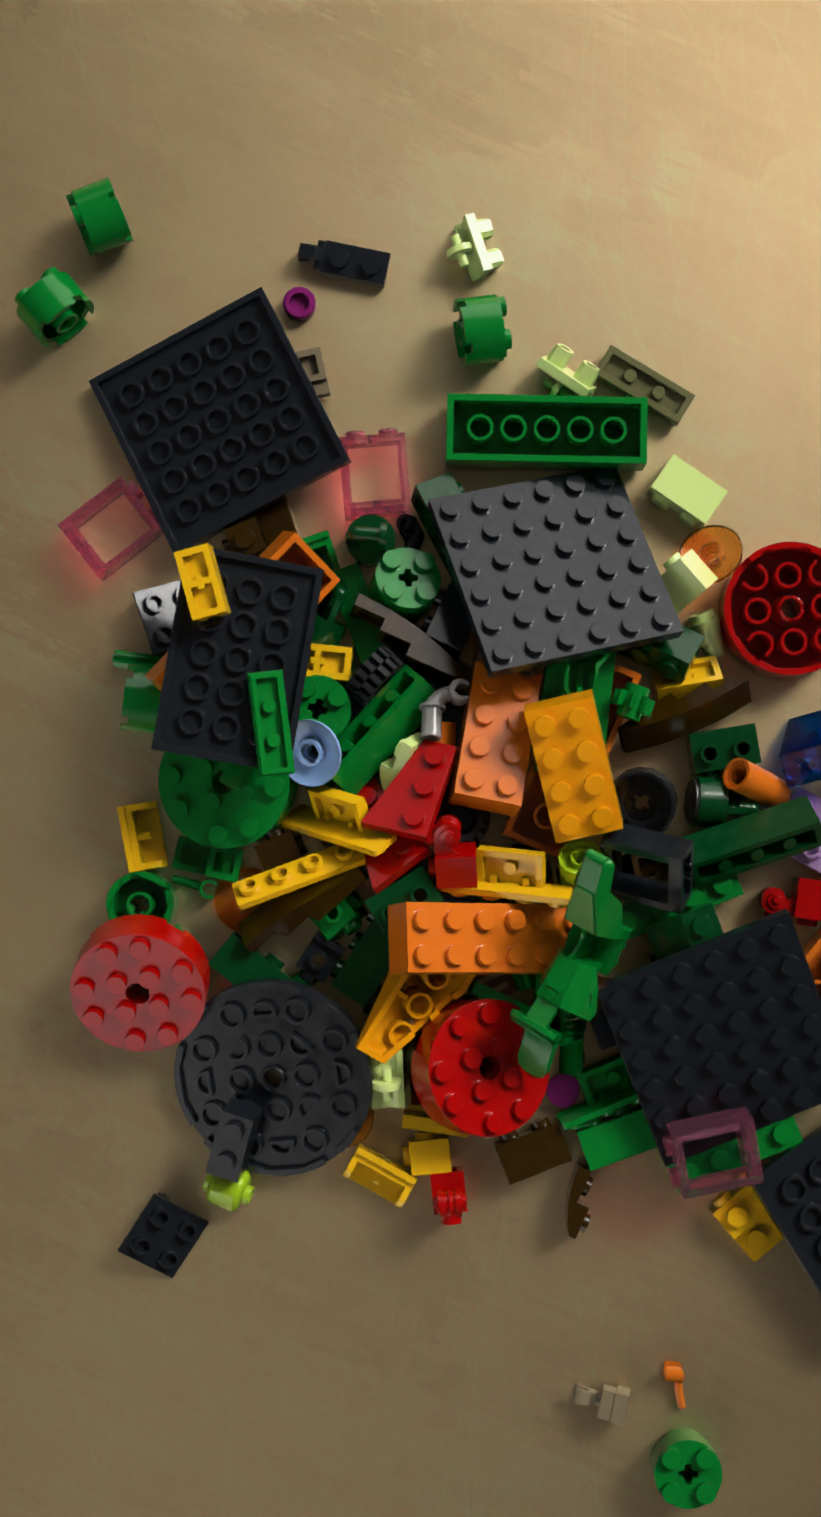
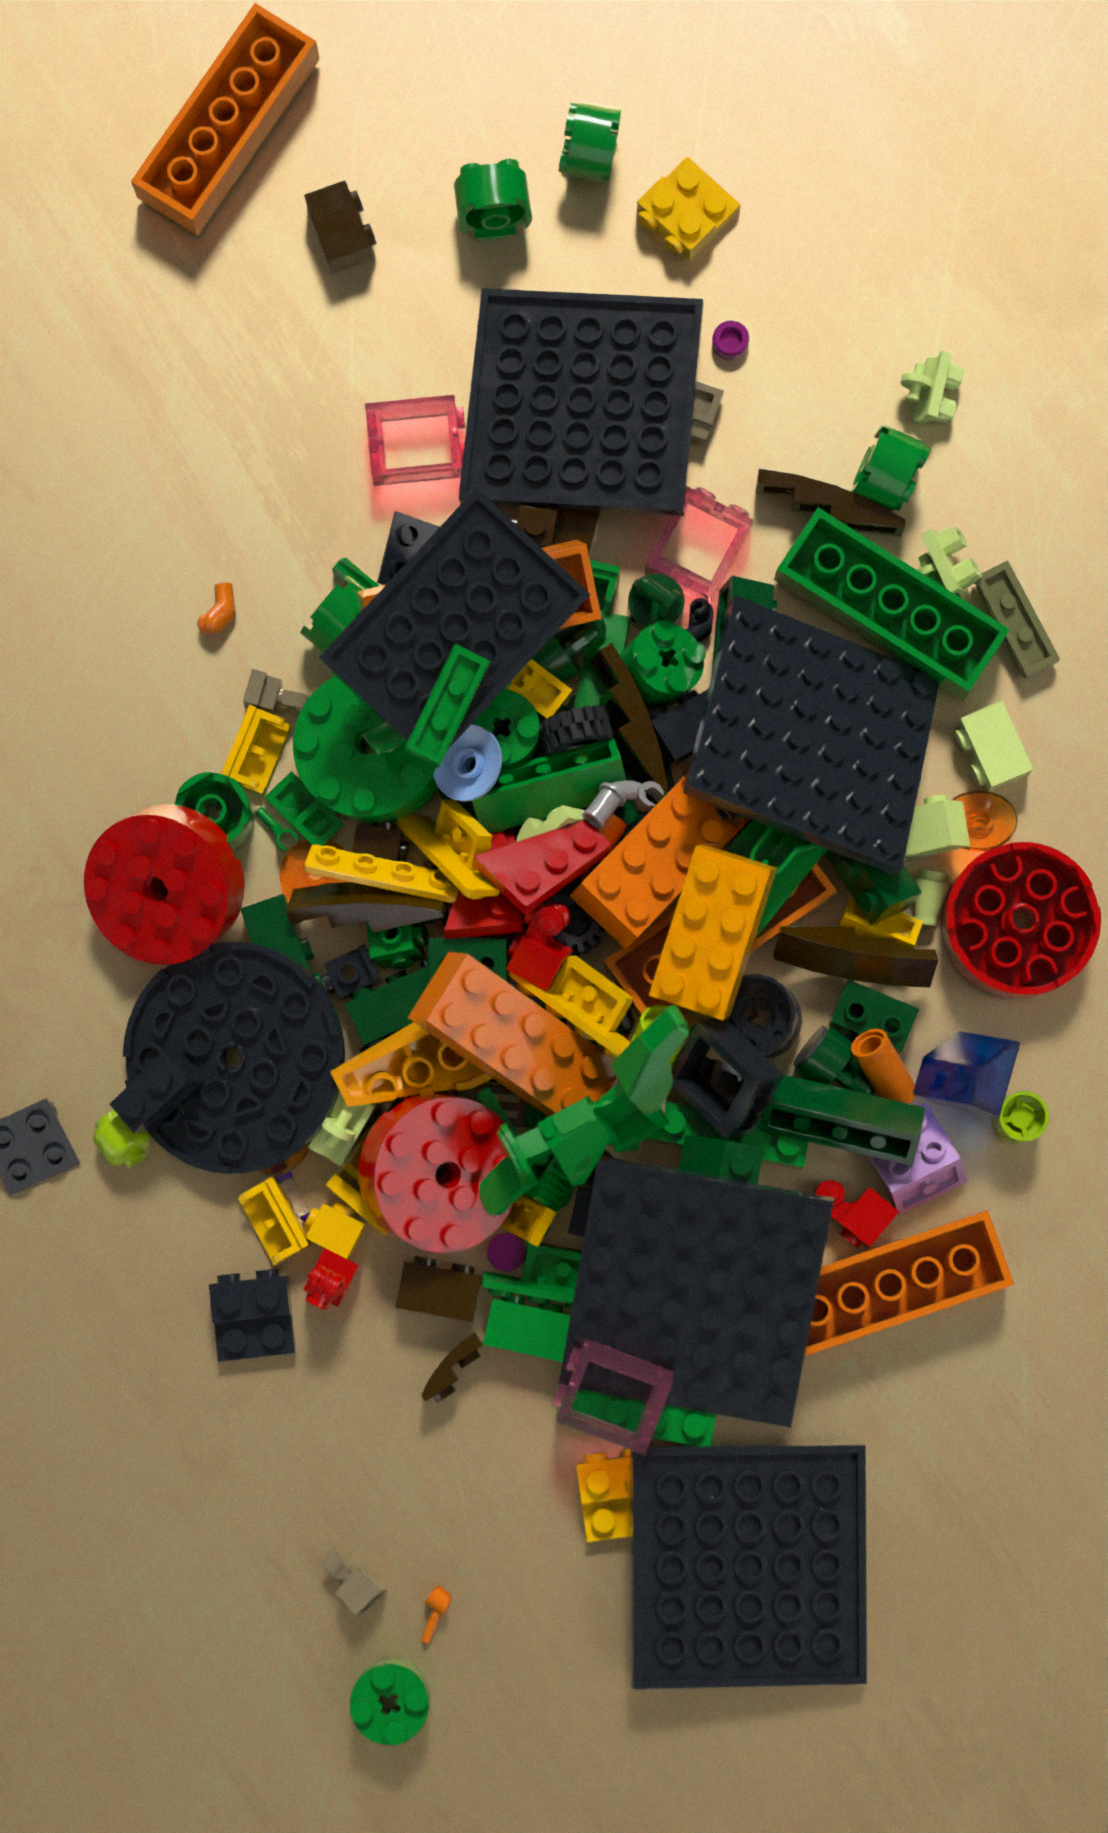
camera: 30 degrees right, 5 degrees down
(51, 748) = (221, 613): none -> orange arm
(122, 789) = (266, 693): none -> dark tan piece
(202, 582) = (466, 530): yellow hinge -> none
(203, 223) = (686, 208): none -> yellow plate
(347, 262) = (801, 328): black hinge -> none
(384, 1148) = (293, 1195): none -> clear piece
(407, 1254) = (252, 1316): none -> black plate
(460, 379) = (847, 507): none -> dark brown slope
(570, 1061) = (528, 1220): none -> yellow plate
(632, 702) = (810, 909): green gear -> none

